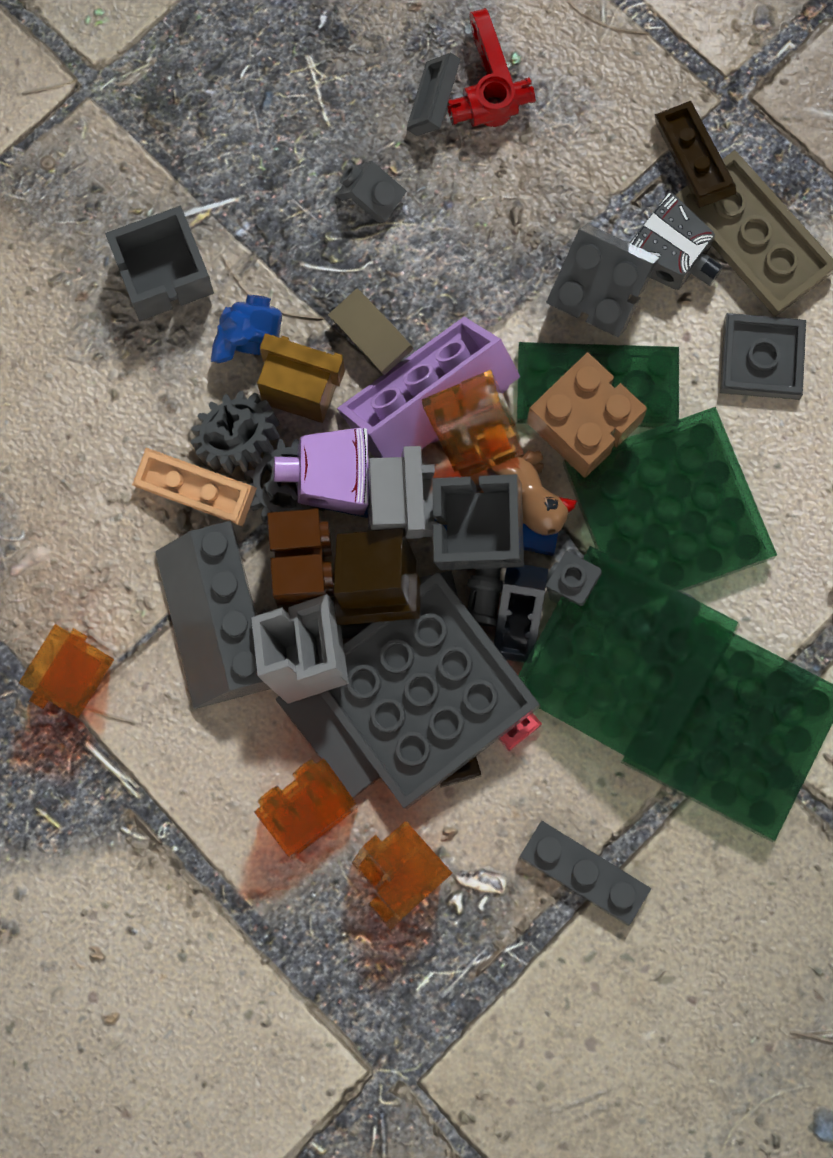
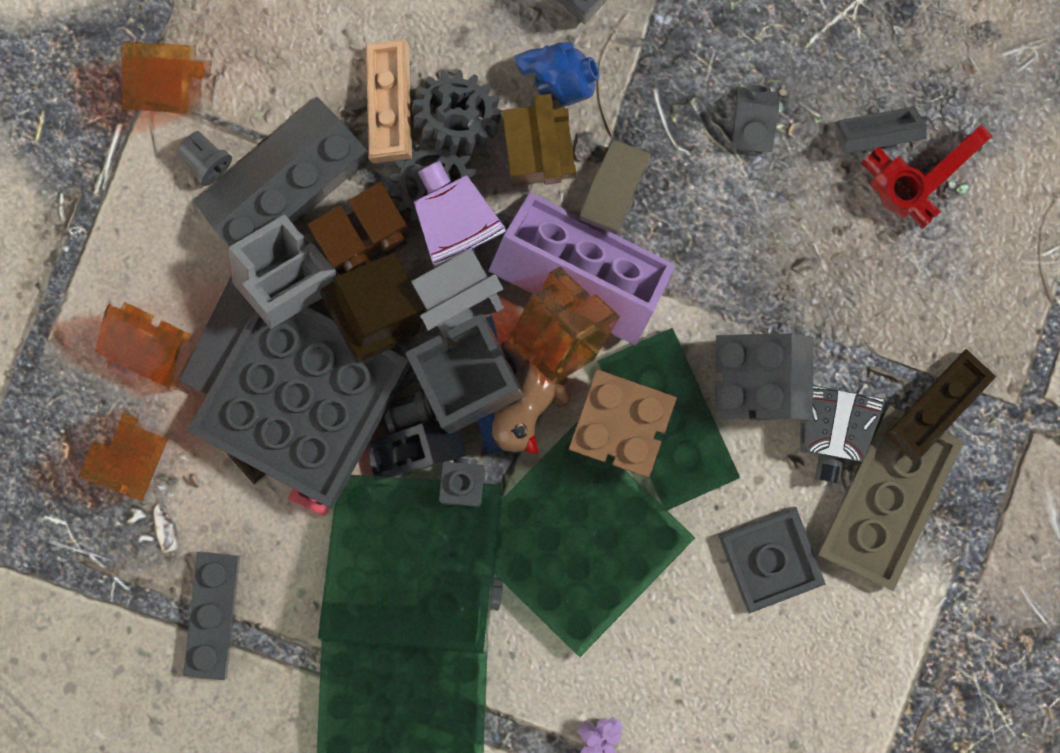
camera: 65 degrees right, 10 degrees up
(158, 676) = (204, 158): none -> dark grey bush

